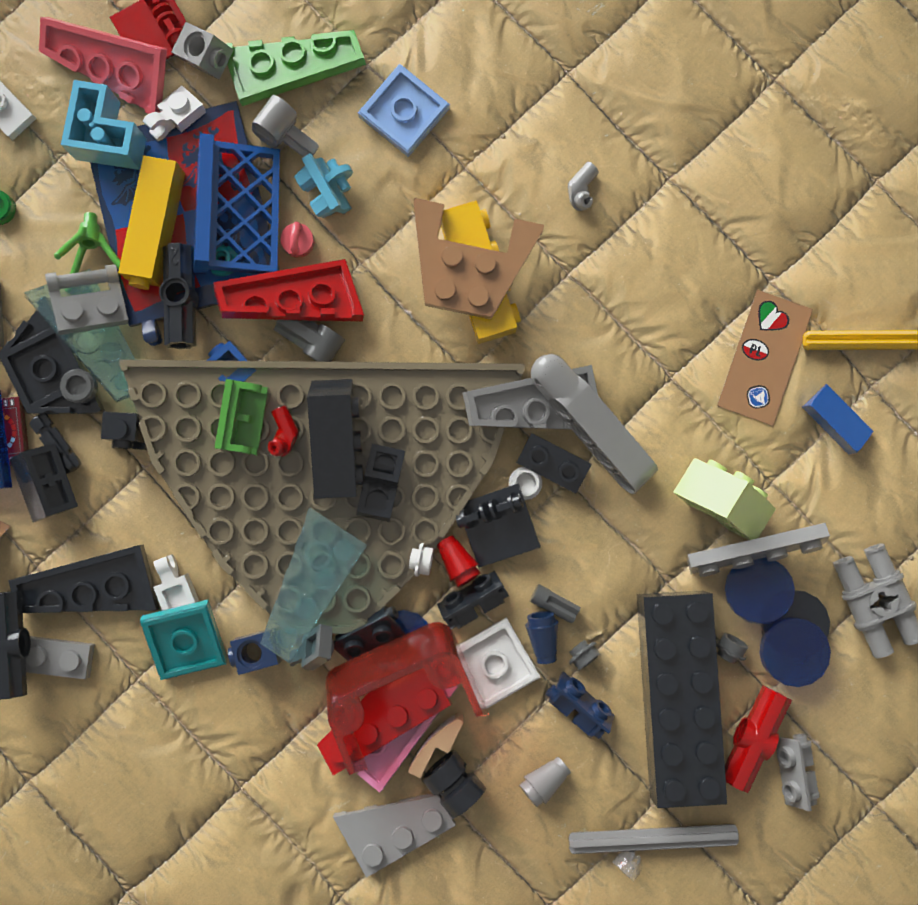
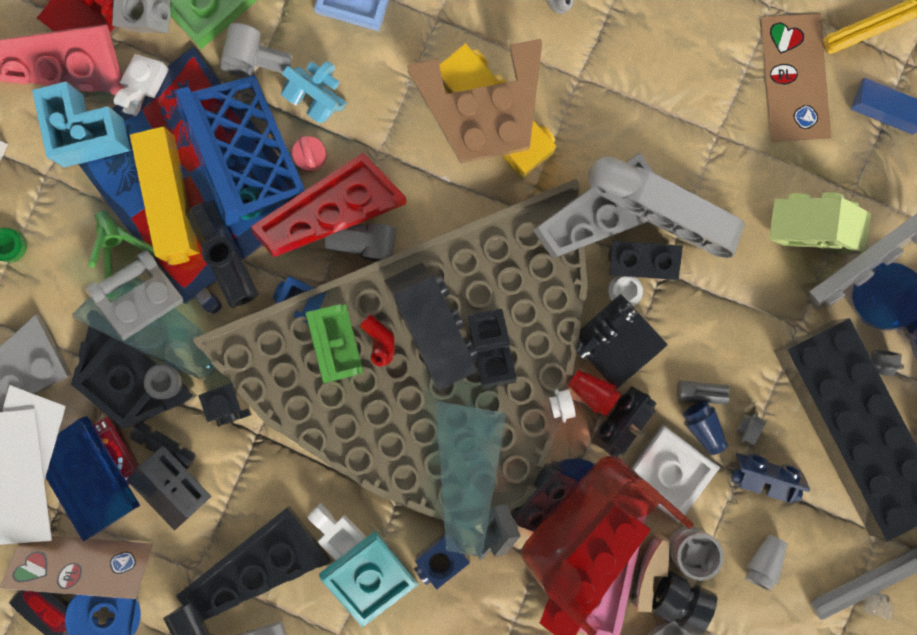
camera: 25 degrees left, 0 degrees up
(482, 743) = (695, 553): none -> light grey wheel

